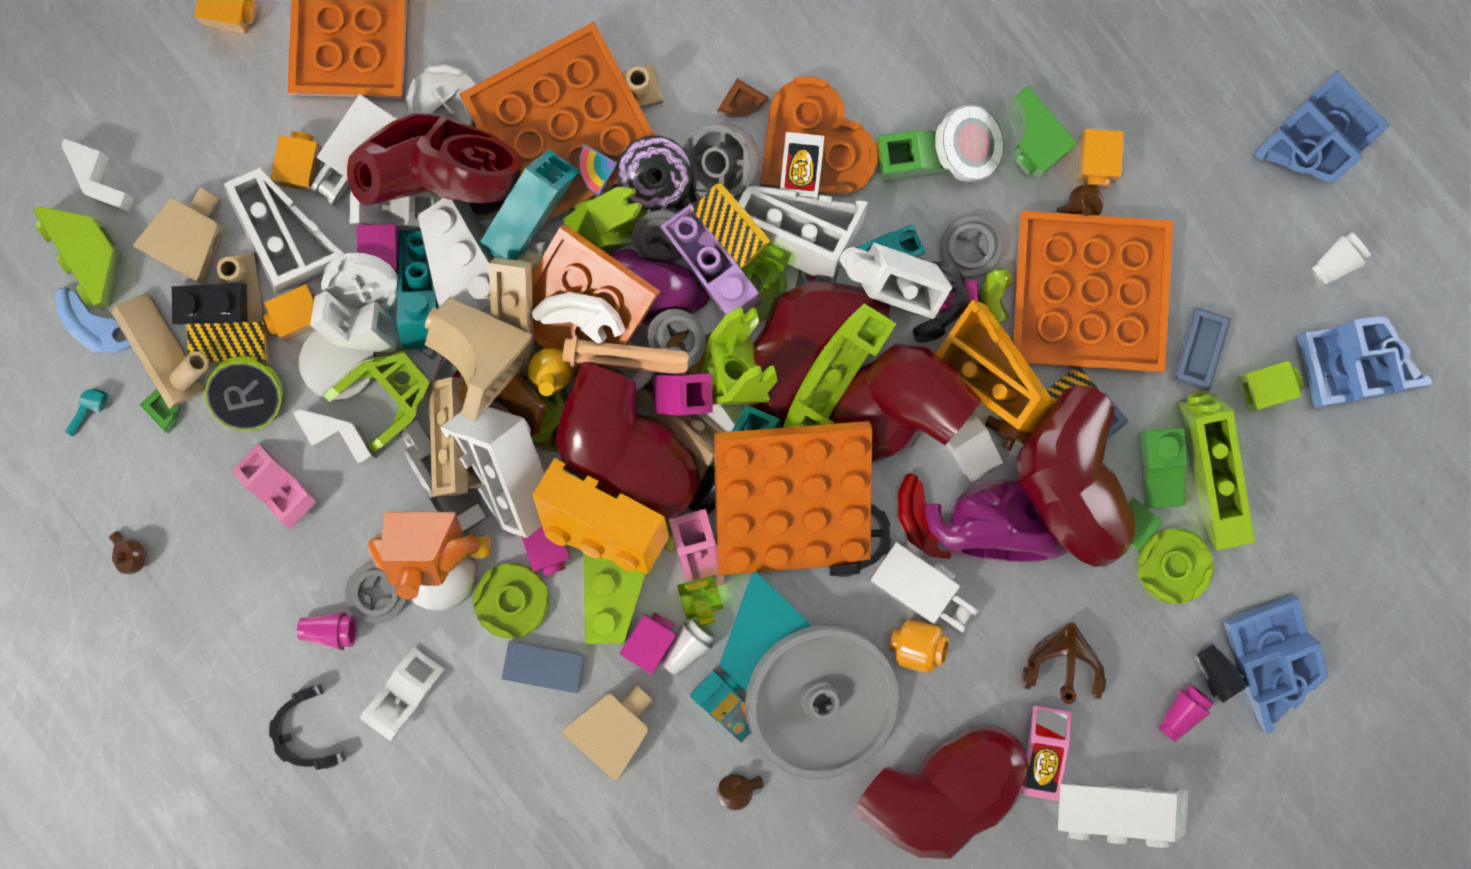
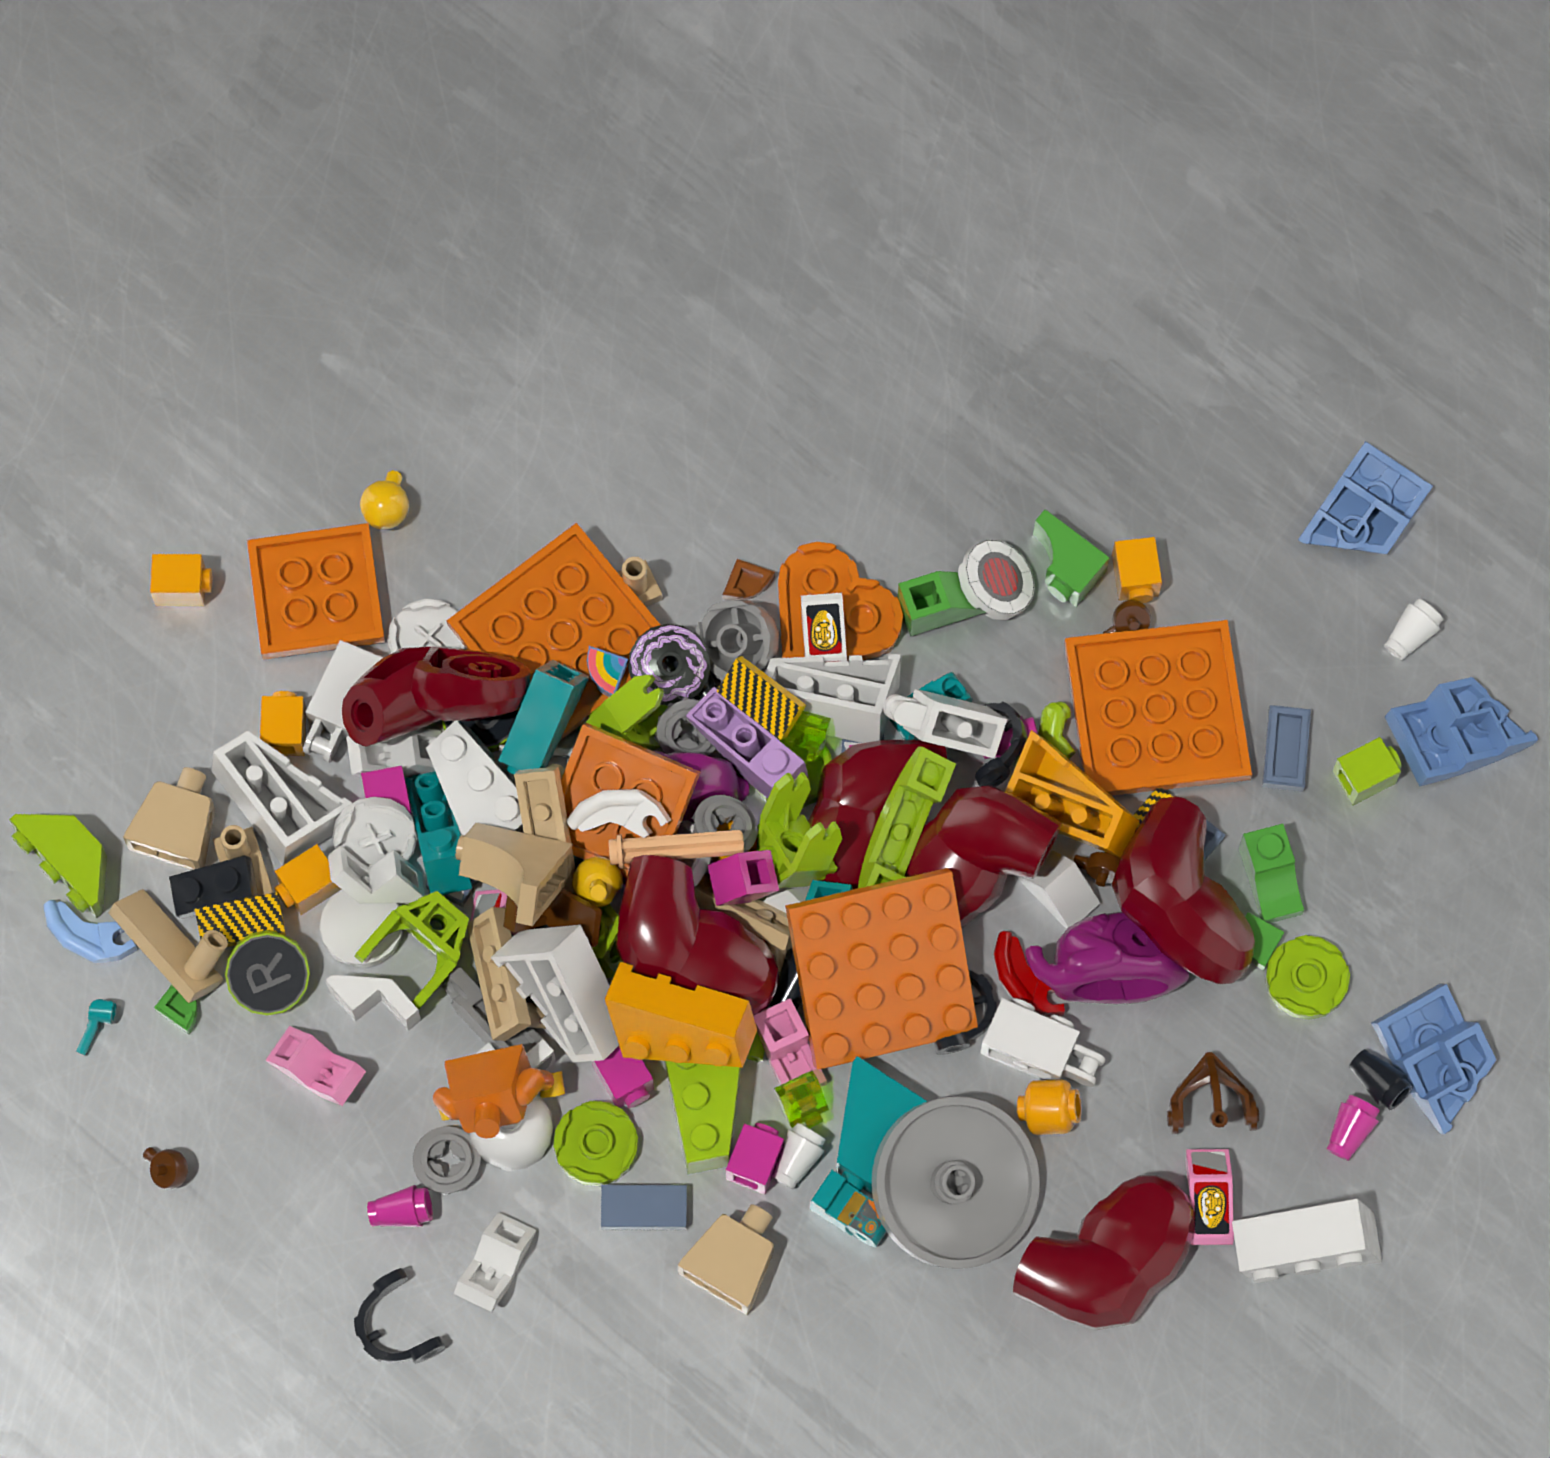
camera: 10 degrees left, 15 degrees down
(89, 169) = (59, 766): white slope -> none
(737, 791) = (882, 1300): reddish brown piece -> none
(988, 243) = (1010, 670): light grey gear -> none
(1217, 469) = (1329, 864): lime slope -> none

